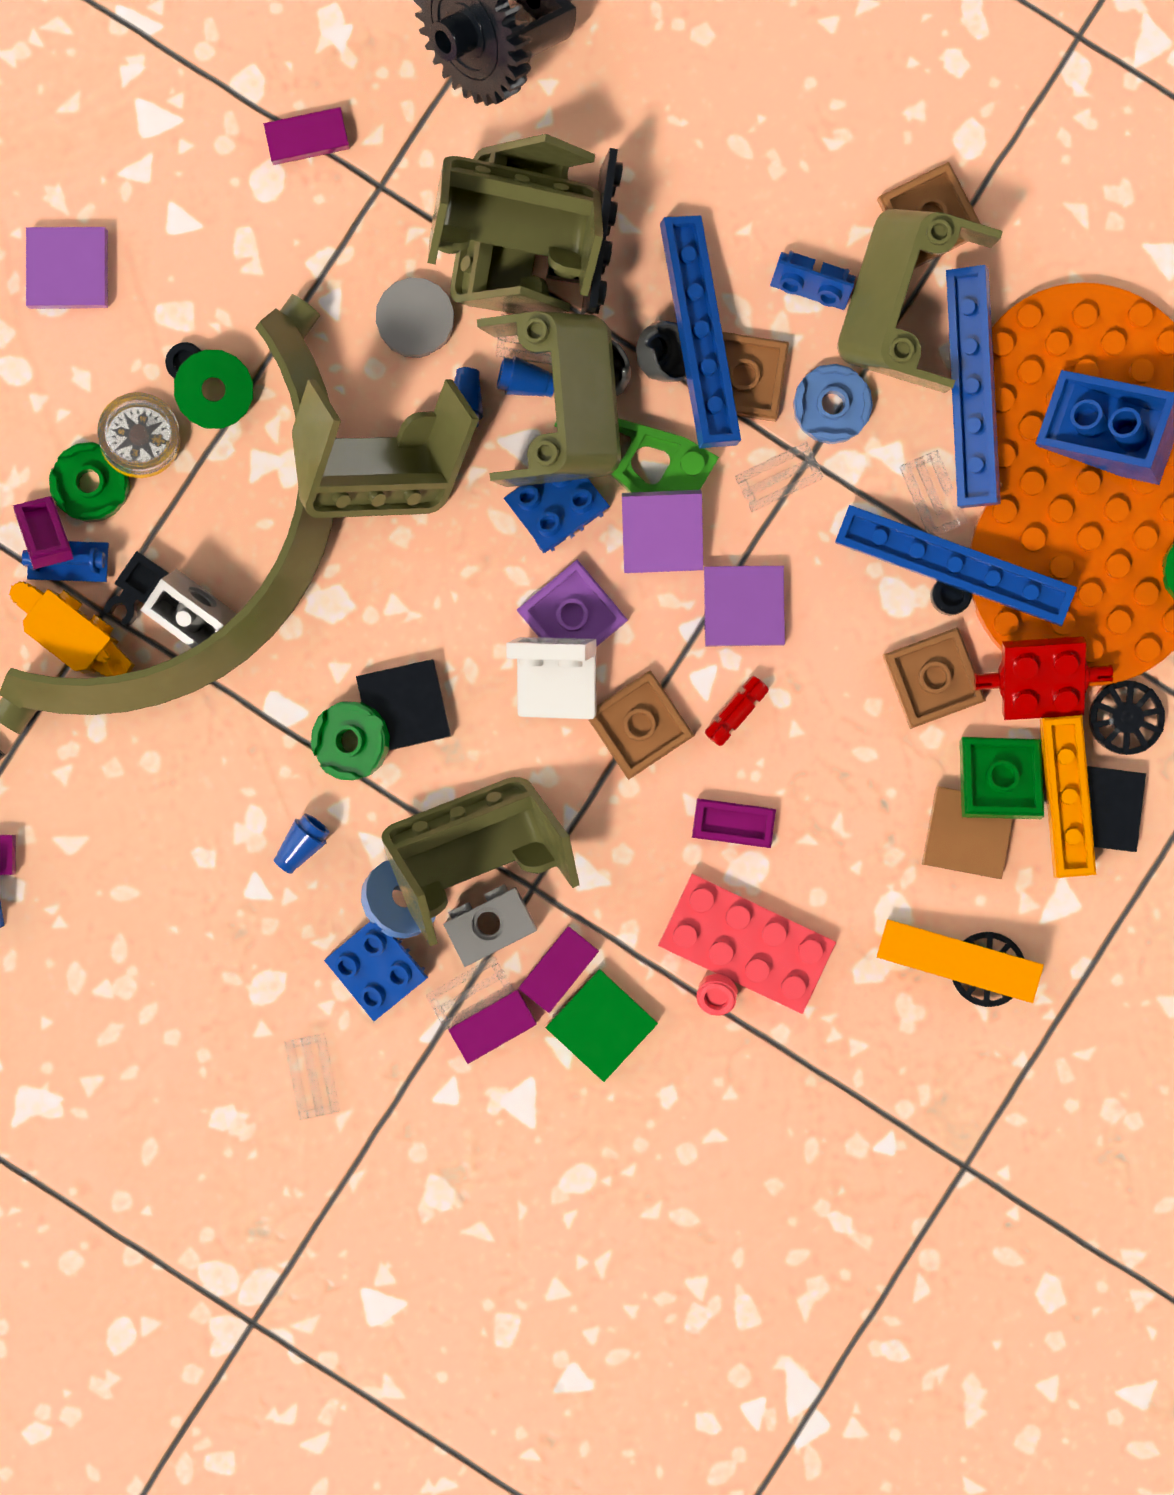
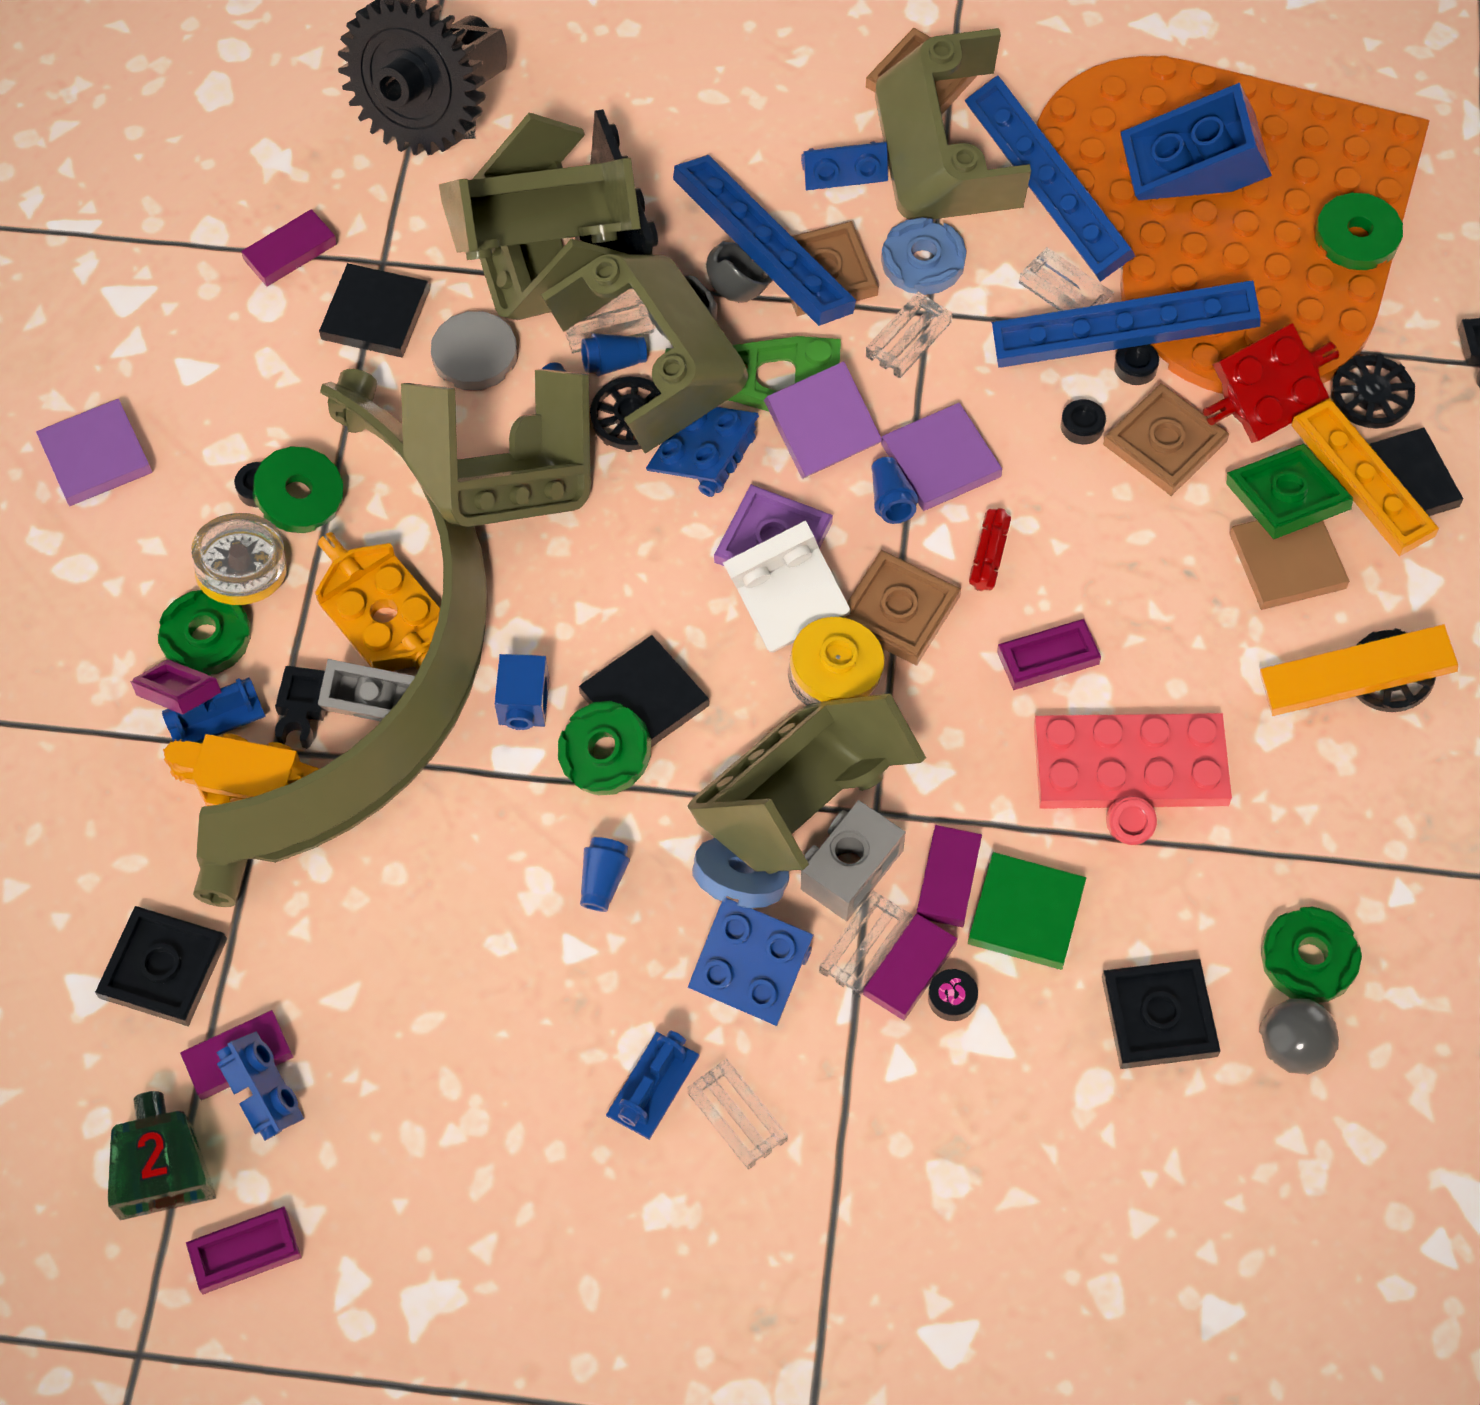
camera: 20 degrees left, 25 degrees down
(215, 507) = (374, 579): none -> light orange plate
(261, 1026) = (653, 1084): none -> blue hinge
(308, 662) = (522, 691): none -> blue brick
(350, 236) = (374, 310): none -> black tile
(512, 1063) = (953, 995): none -> black tile
(514, 439) = (622, 408): none -> black wheel
(560, 757) = (834, 661): none -> yellow piece
(655, 1150) = (1160, 1014): none -> black tile
(686, 621) = (893, 493): none -> blue cone
(744, 1217) = (1299, 1036): none -> dark grey hair
(791, 1184) = (1304, 980): none -> green tile
(876, 629) = (1083, 421): none -> black tile

